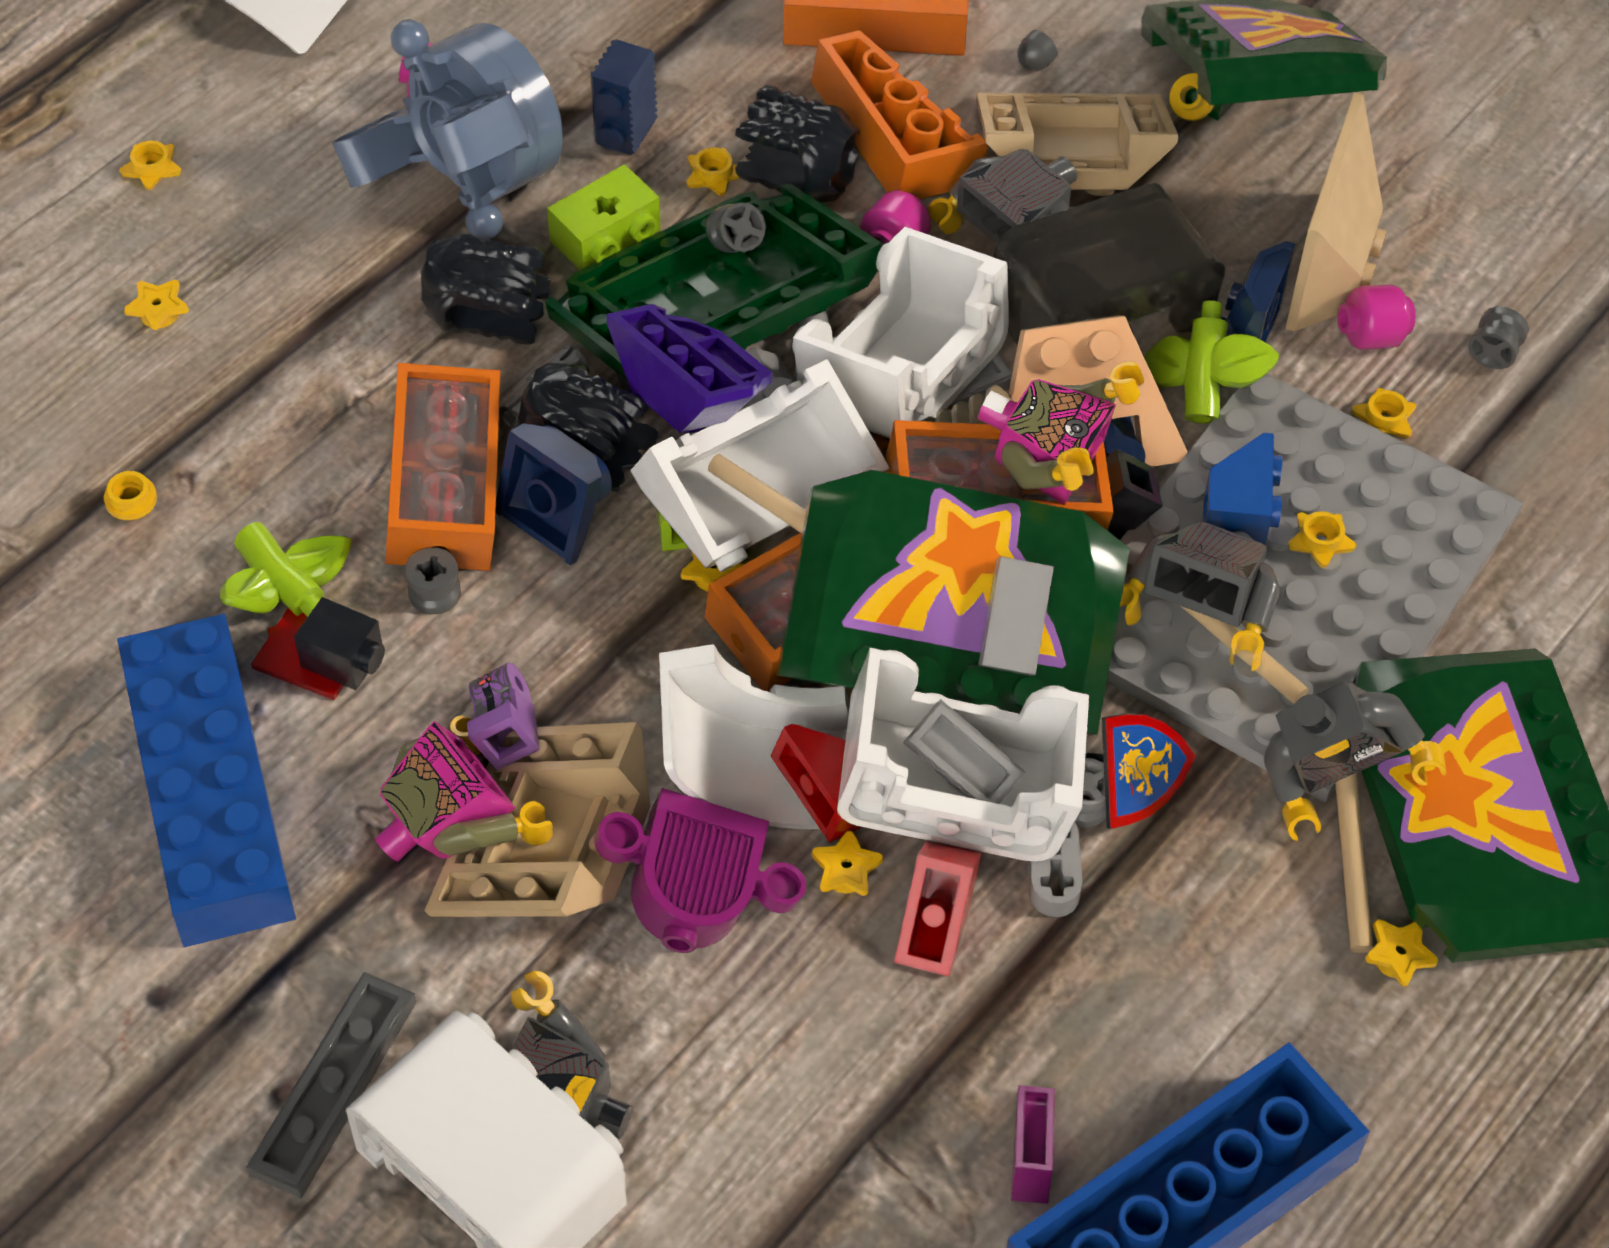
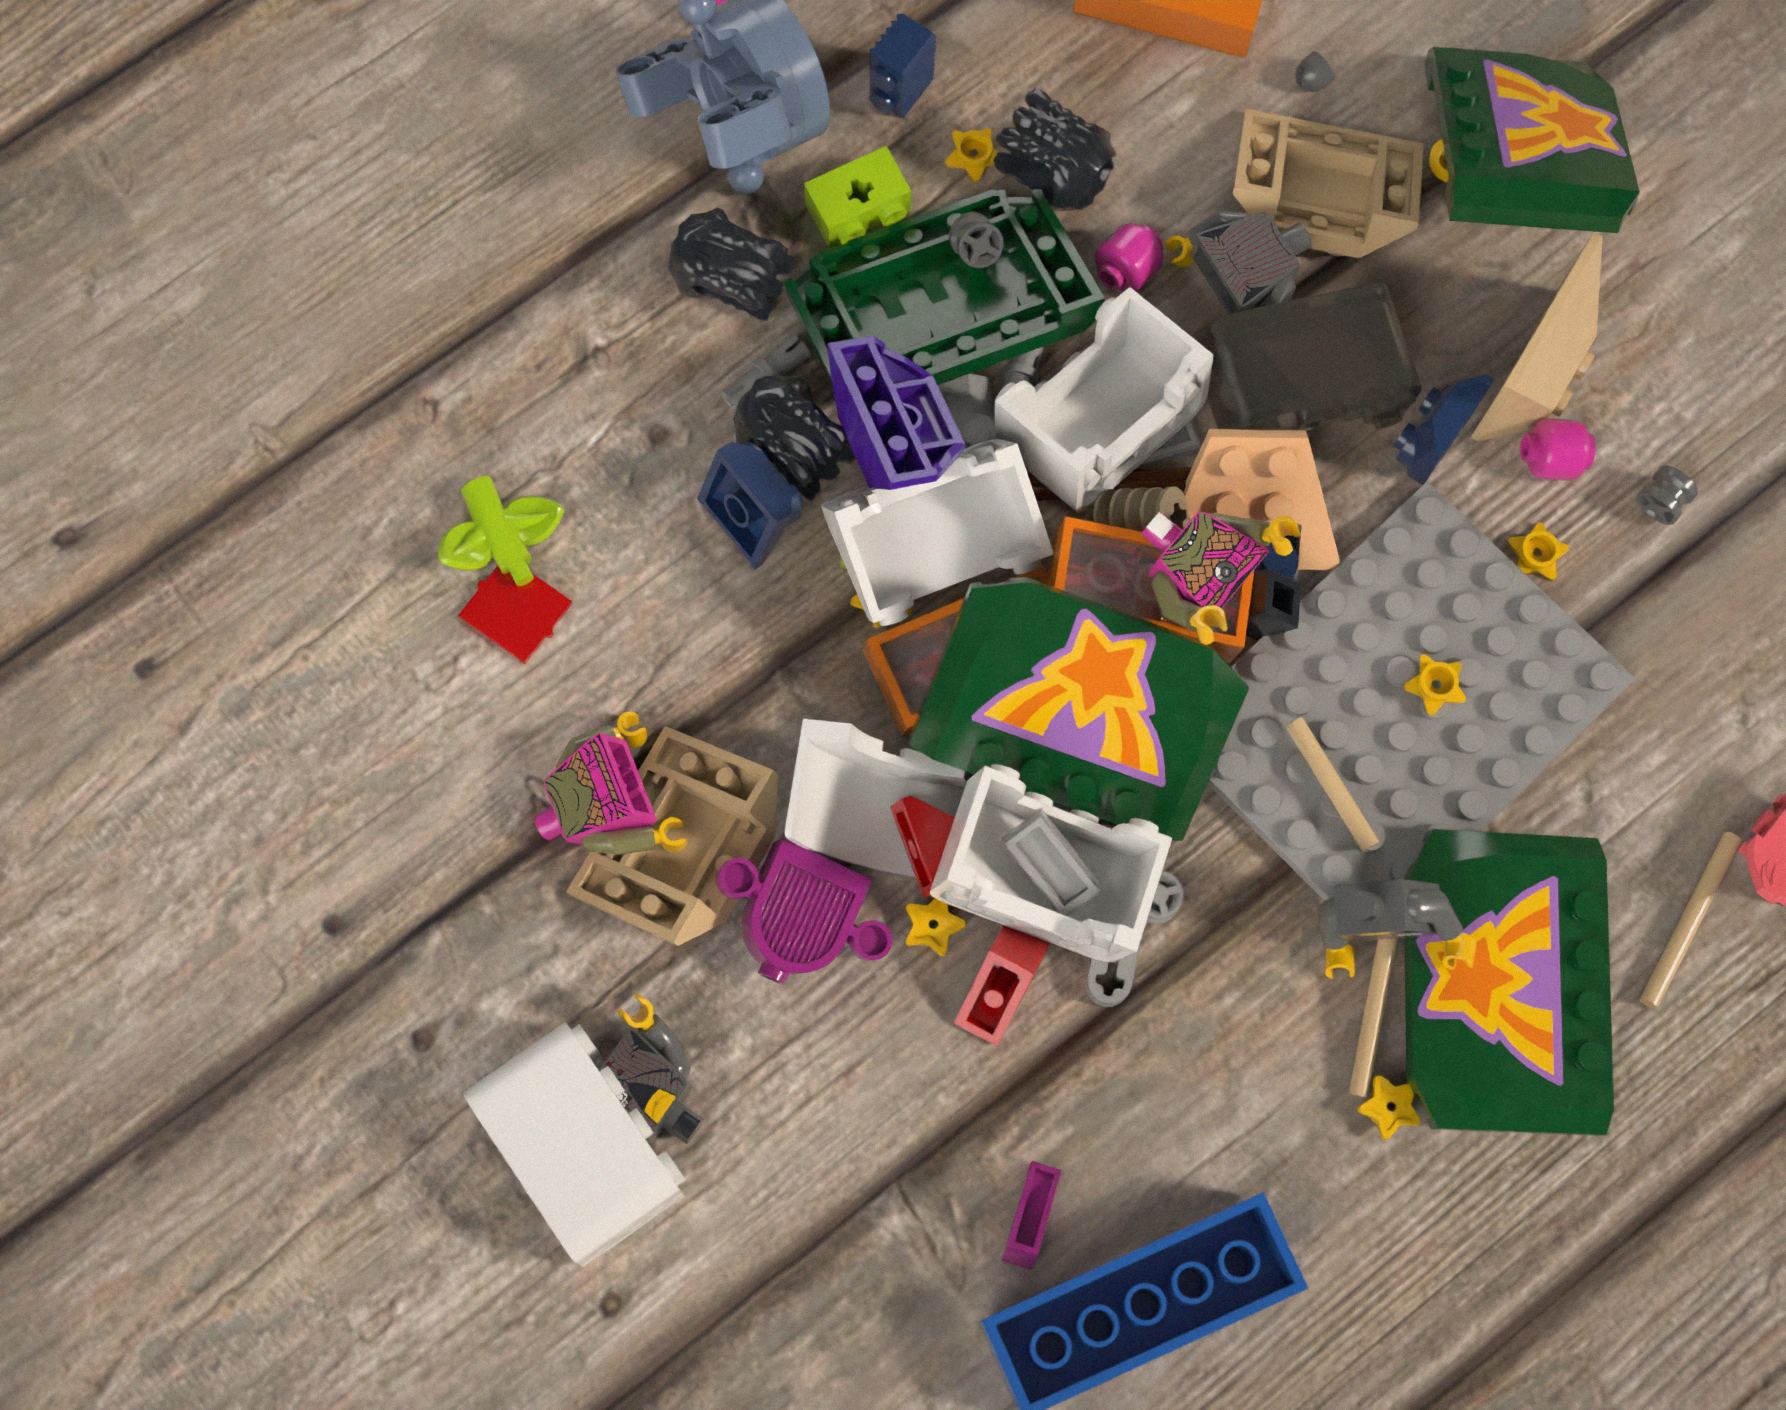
camera: 10 degrees right, 20 degrees up
(126, 486) = (372, 409): yellow plate -> none
(147, 153) = (449, 33): yellow plate -> none
(157, 315) = (436, 222): yellow plate -> none
(205, 781) = (398, 731): blue brick -> none
(330, 1083) = (462, 1039): dark grey tile -> none
(339, 644) = (536, 620): black brick -> none
(444, 464) = (658, 450): brick -> none
(444, 589) = (629, 576): dark grey wheel -> none
(500, 706) = (664, 721): medium lavender leg -> none
(758, 491) = (931, 552): tan bar -> none
(902, 132) = (1159, 153): orange wedge -> none
(1016, 616) = (1128, 740): light grey tile -> none
(1142, 766) = (1208, 887): shield -> none
(1208, 361) = (1383, 475): lime plant -> none
(1210, 574) = (1319, 718): dark grey torso -> none
(1242, 490) = (1372, 631): blue slope -> none

